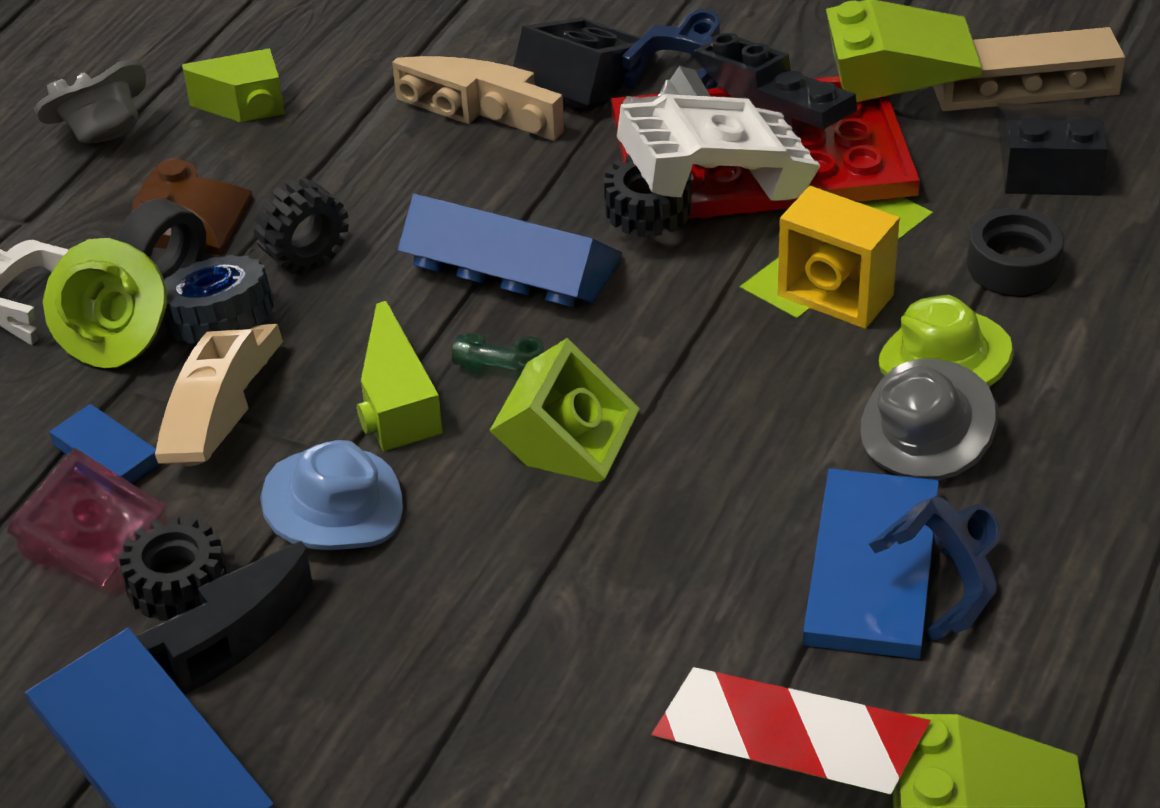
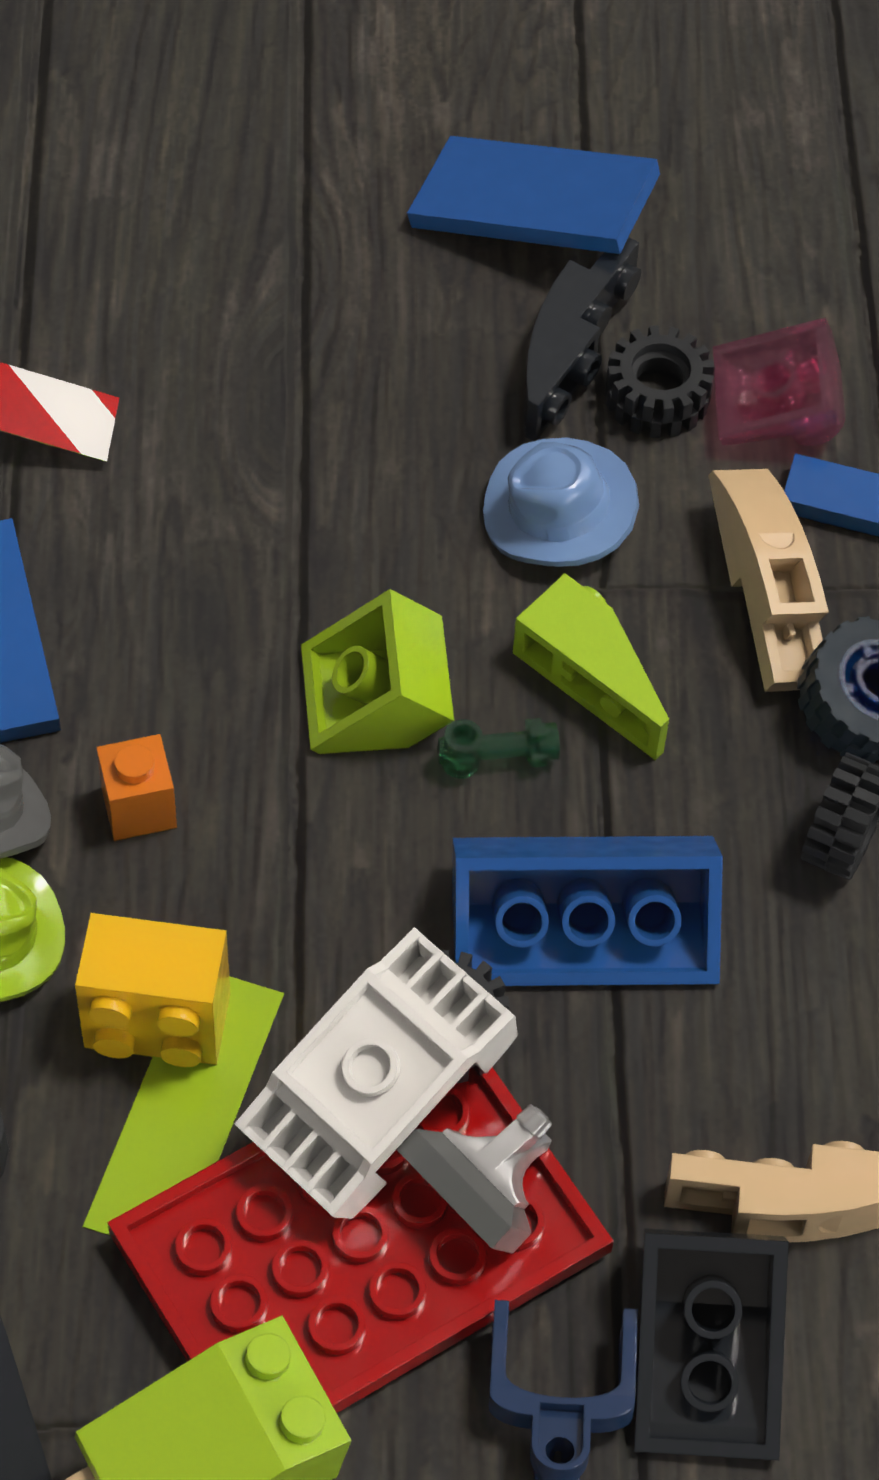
camera: 150 degrees right, 15 degrees up
(766, 79) = (375, 1300): black slope -> none
(789, 394) = (137, 787): none -> orange brick

